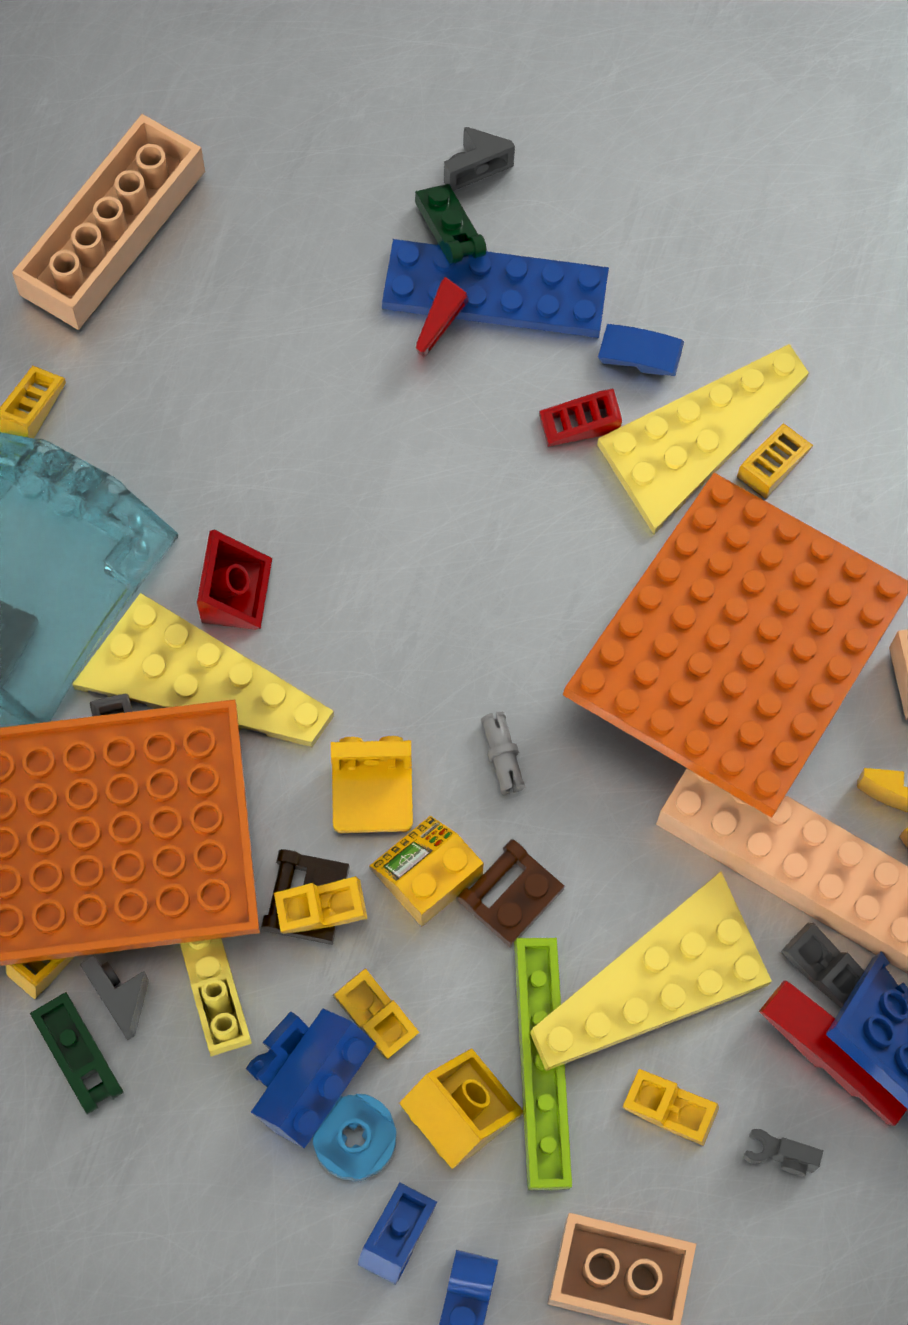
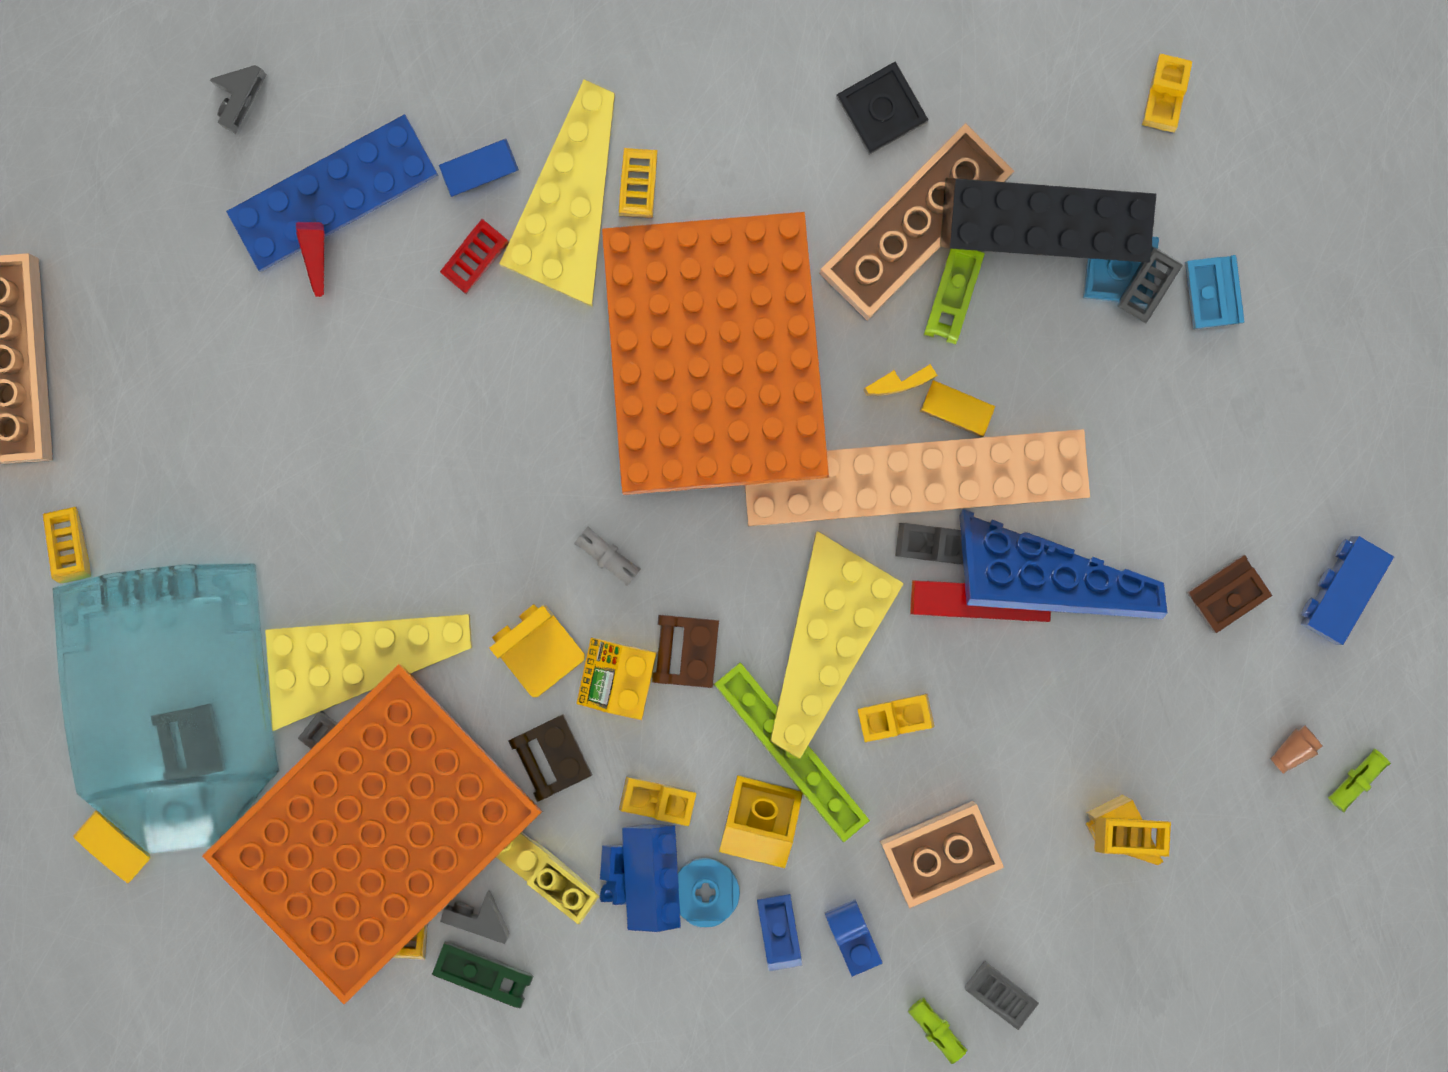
camera: 35 degrees left, 20 degrees up
(233, 583) = (326, 574): red slope -> none
(320, 906) = (567, 761): yellow slope -> none
(449, 223) = (259, 168): dark green plate -> none
(794, 1156) = (999, 693): dark grey plate -> none

